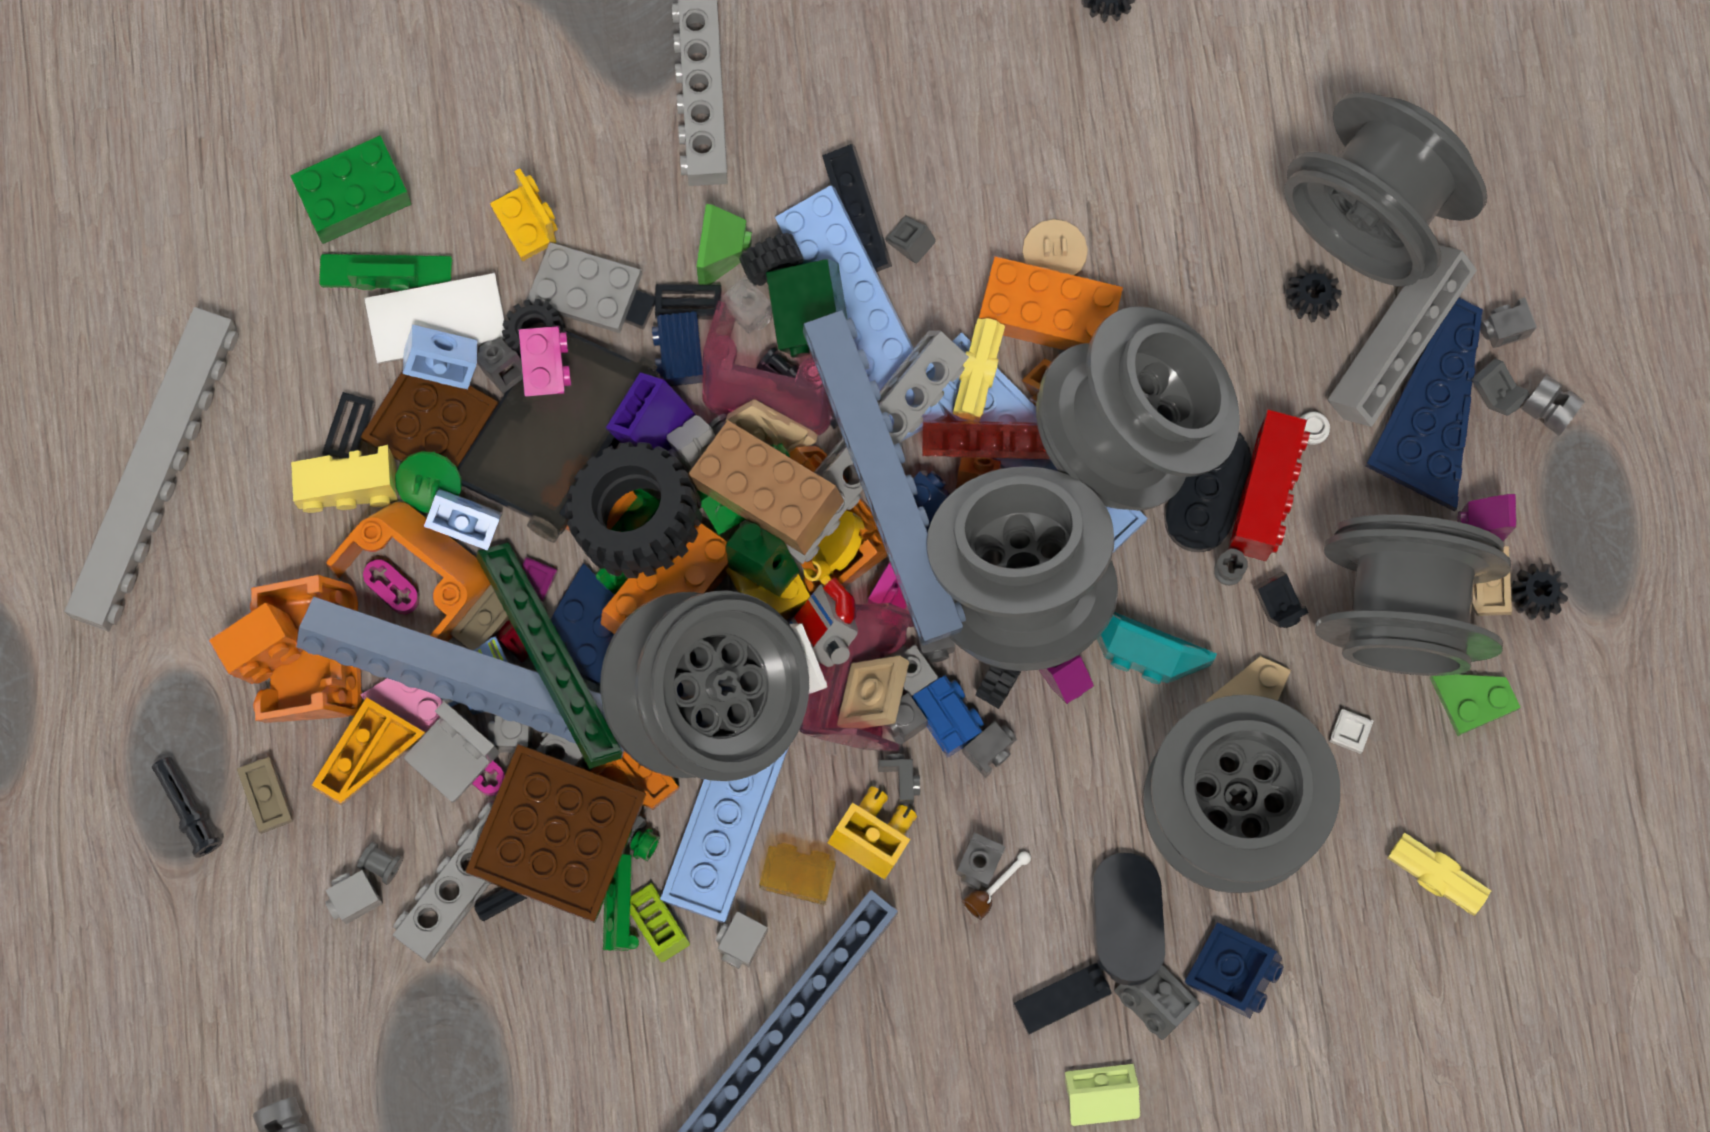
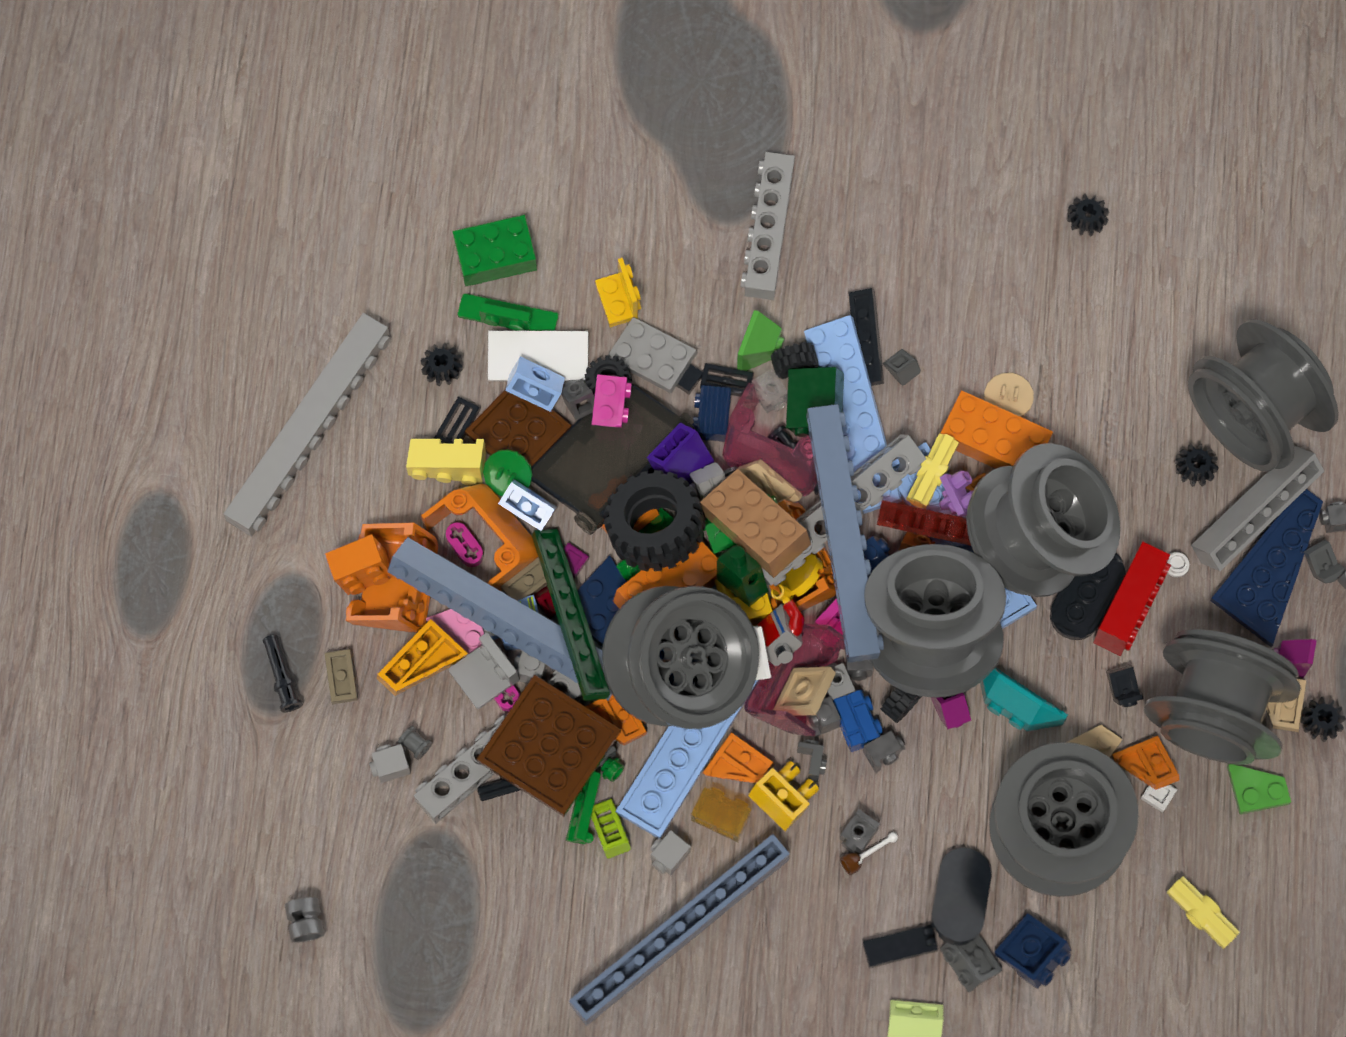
camera: 15 degrees right, 5 degrees down
(309, 344) = (442, 372): none -> black gear
(806, 801) = (738, 762): none -> orange wing
(1014, 394) = (955, 494): none -> medium lavender hips
(1221, 570) = (1097, 660): dark grey bush -> none
(1331, 694) = (1148, 763): none -> orange wing

